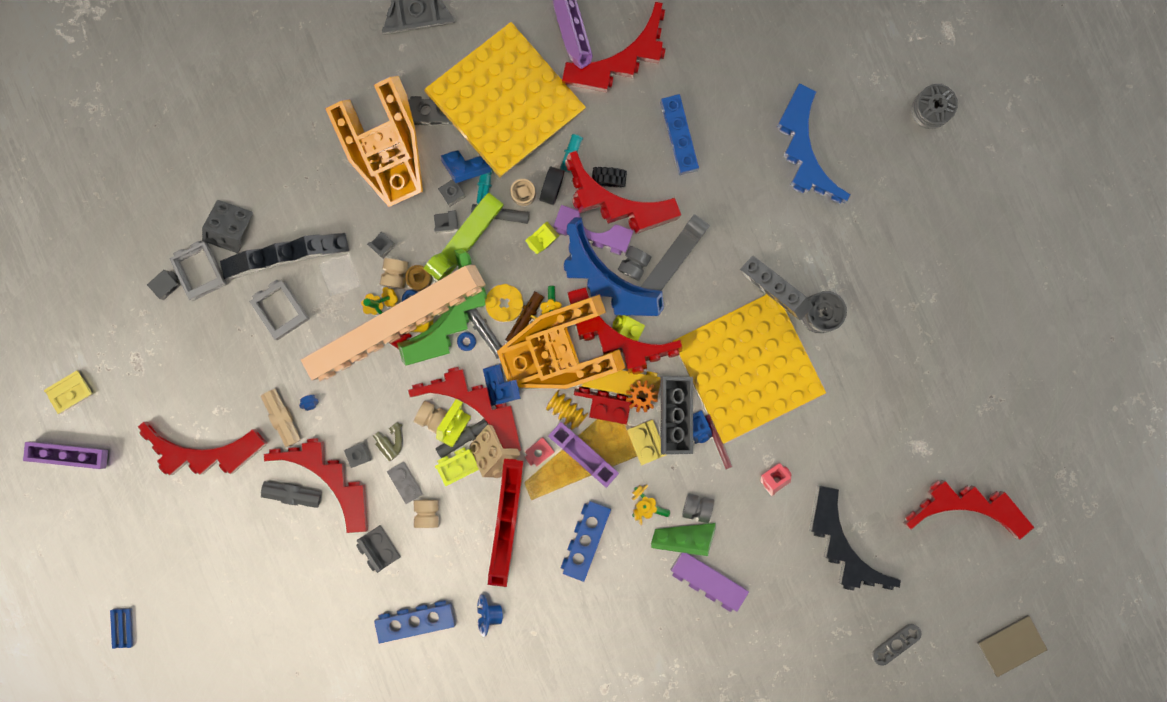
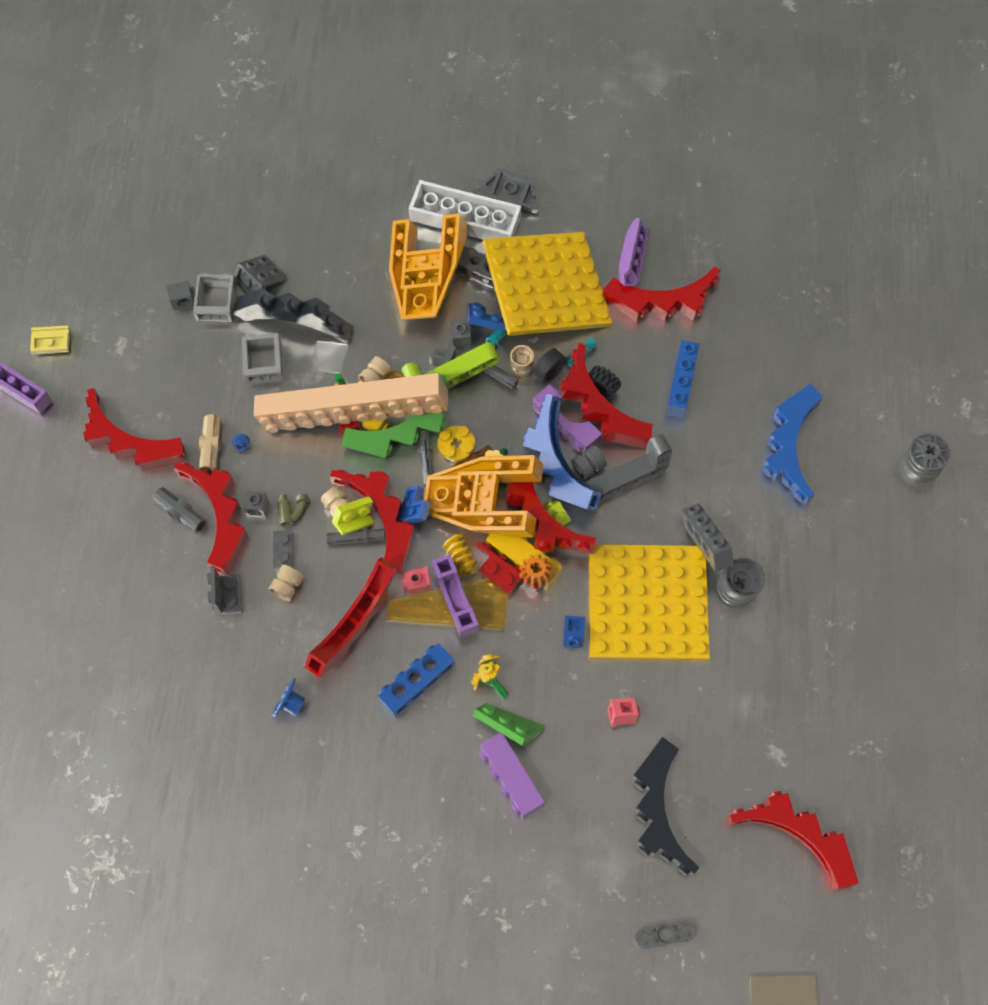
camera: 30 degrees right, 20 degrees down
(375, 61) = (483, 215): none -> white brick
(381, 245) = (378, 348): dark grey panel -> none
(386, 633) = (247, 686): brick -> none
(457, 466) = (337, 556): neon yellow bracket -> none
(461, 337) = (405, 454): blue plate -> none
(490, 454) = (369, 553): tan bracket -> none
(542, 238) = (519, 405): neon yellow bracket -> none
(646, 442) = (519, 622): light yellow plate -> none
(676, 415) = (557, 605): dark grey slope -> none
(698, 508) = (535, 701): flat silver wheel -> none
(719, 444) = (585, 655): dark red bar -> none

